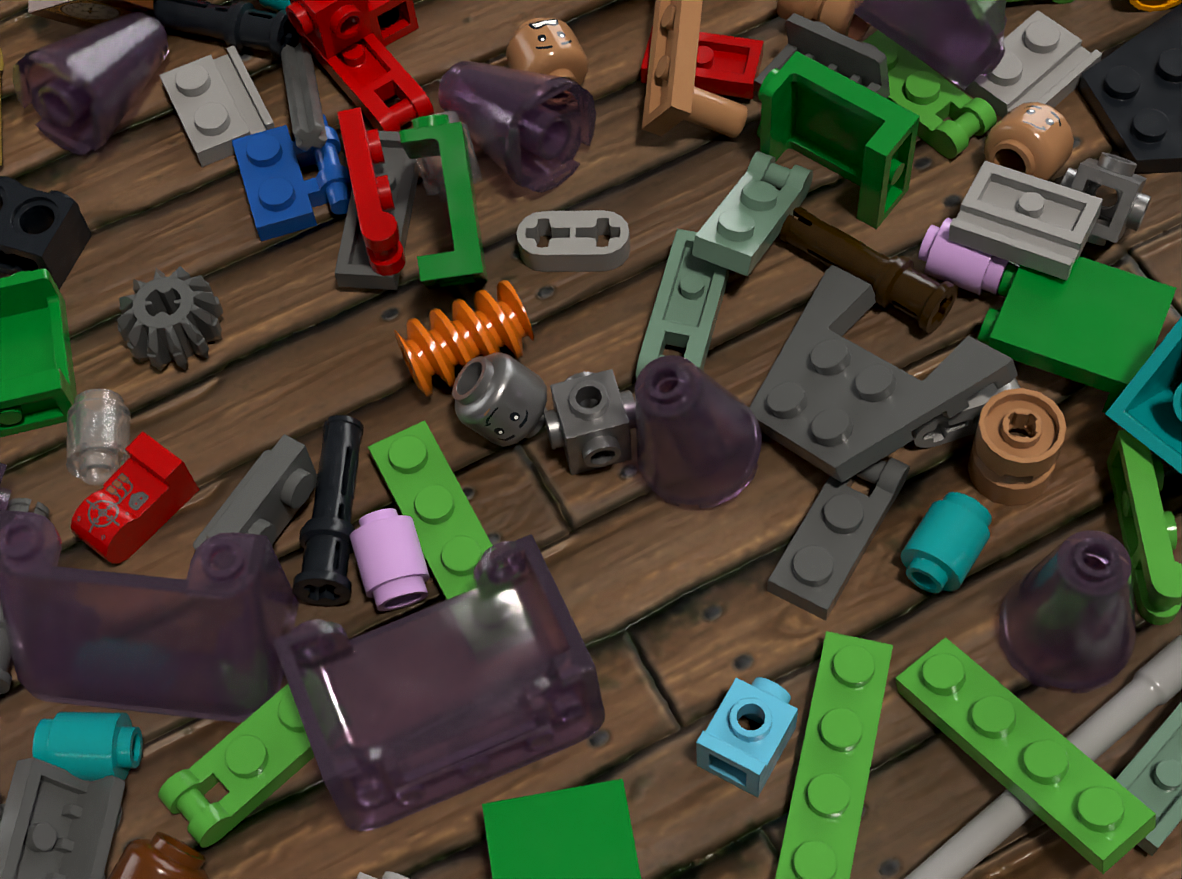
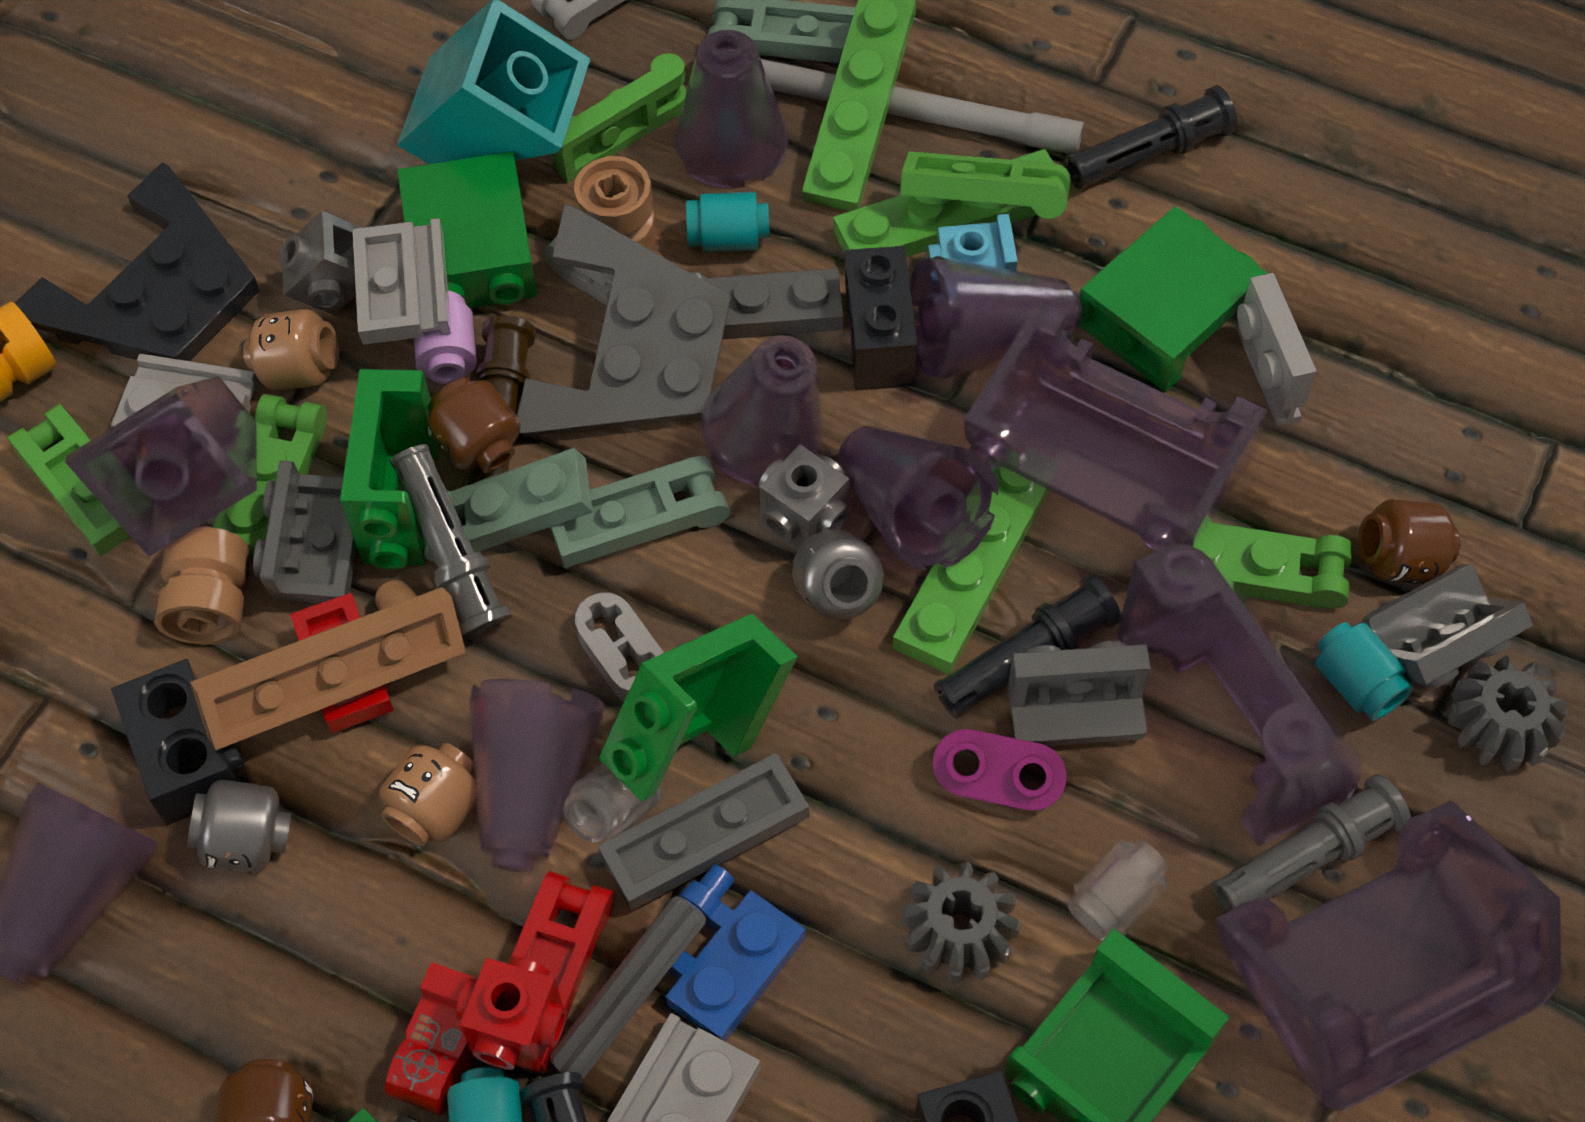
camera: 130 degrees left, 0 degrees up
(134, 501) = (1153, 809): red leg -> none
(255, 423) = (999, 769): none -> magenta plate
(371, 194) = (712, 810): red plate -> none
(390, 559) = (1038, 565): lavender brick -> none
(465, 337) = (821, 661): orange piece -> none
(524, 484) = (920, 493): none -> clear purple cone
(663, 687) = (977, 311): none -> clear purple cone
(713, 151) = (459, 568): none -> dark grey pin
(735, 598) = (880, 318): none -> black brick
(811, 774) = (986, 182): none -> bright green plate
(831, 203) = (473, 425): none -> reddish brown head

